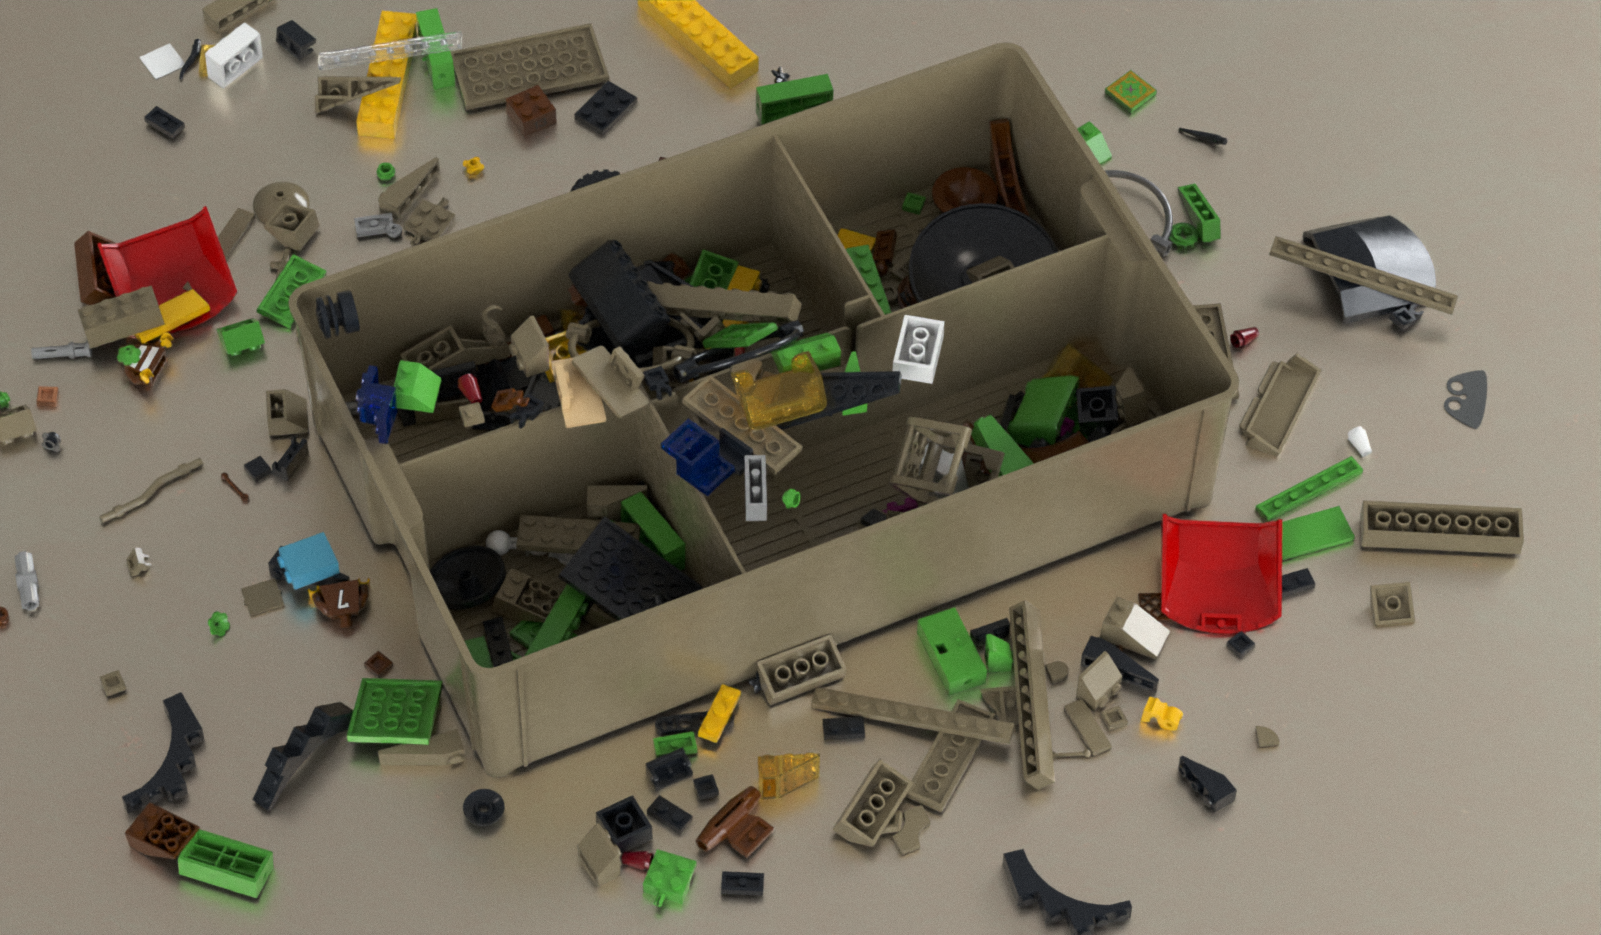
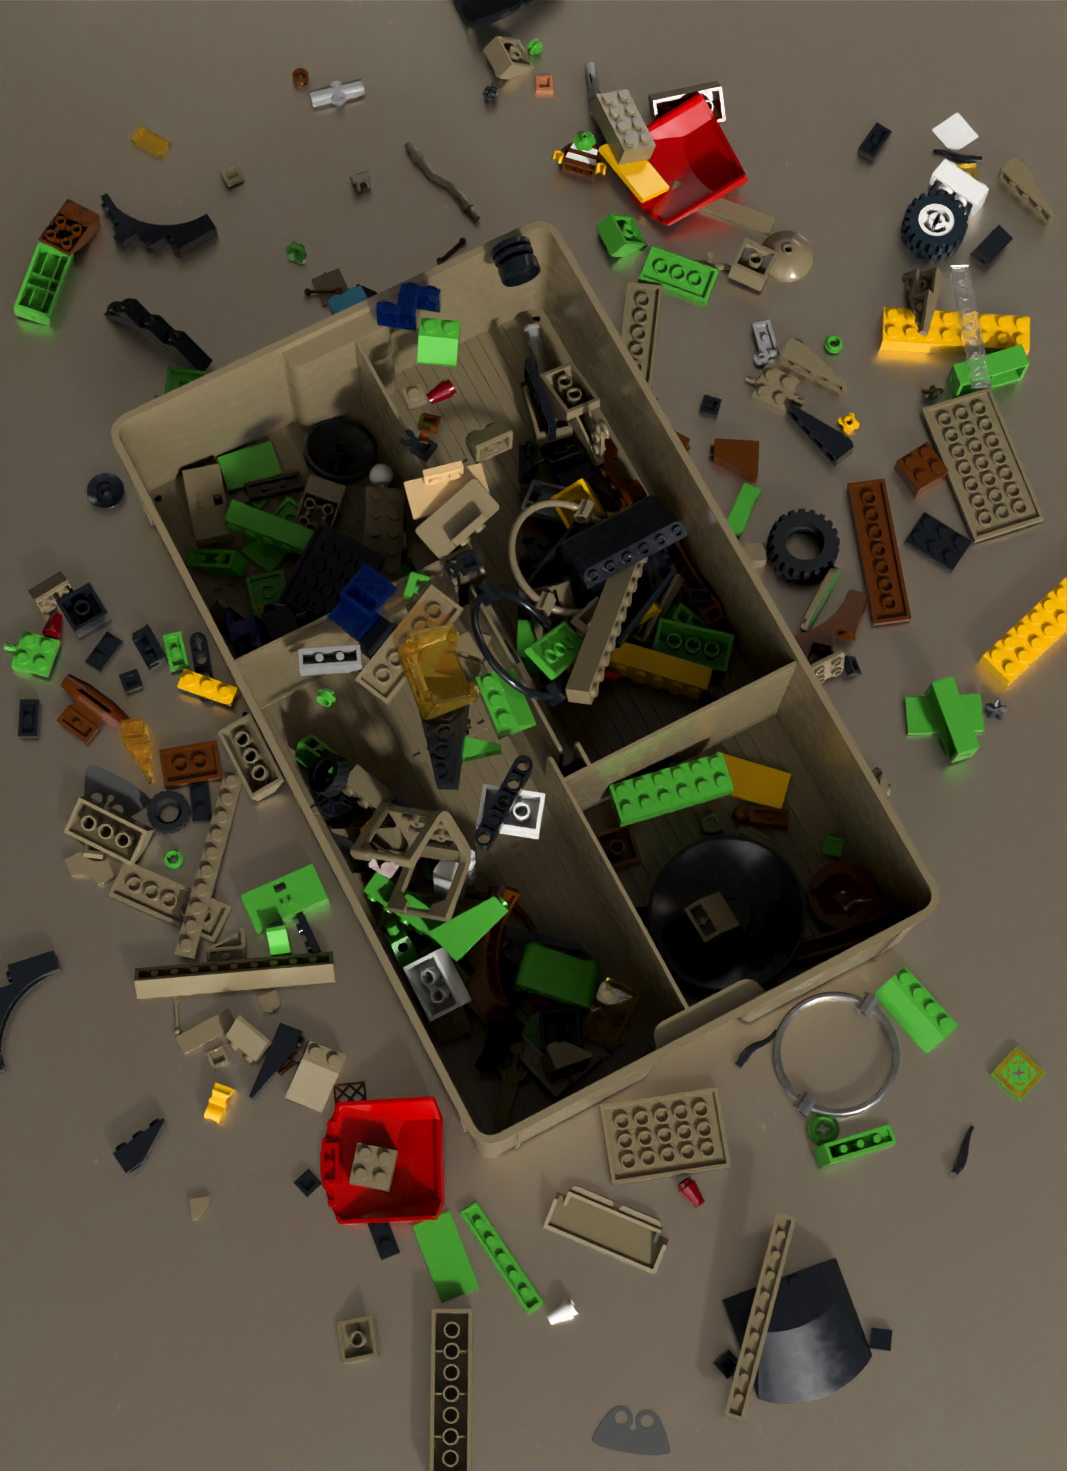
camera: 85 degrees right, 20 degrees up
(56, 762) = (150, 141): none -> clear yellow tile
(269, 90) = (947, 233): none -> black wheel
(269, 588) = (338, 290): none -> reddish brown hinge
(448, 98) = (932, 392): none -> black plant
(490, 181) = (827, 439): none -> black slope
(609, 151) = (879, 552): none -> reddish brown plate
(674, 418) = (412, 588): none -> bright green bracket
(801, 730) = (190, 764): none -> reddish brown plate
(818, 813) = (125, 794): none -> dark grey piece
(853, 739) = (161, 799): none -> black tyre
(903, 748) = (171, 853): none -> bright green plate
(916, 341) = (498, 811): none -> black beam
(1227, 581) = (373, 1167): none -> dark tan brick
(1374, 207) = (880, 1339): none -> black tile

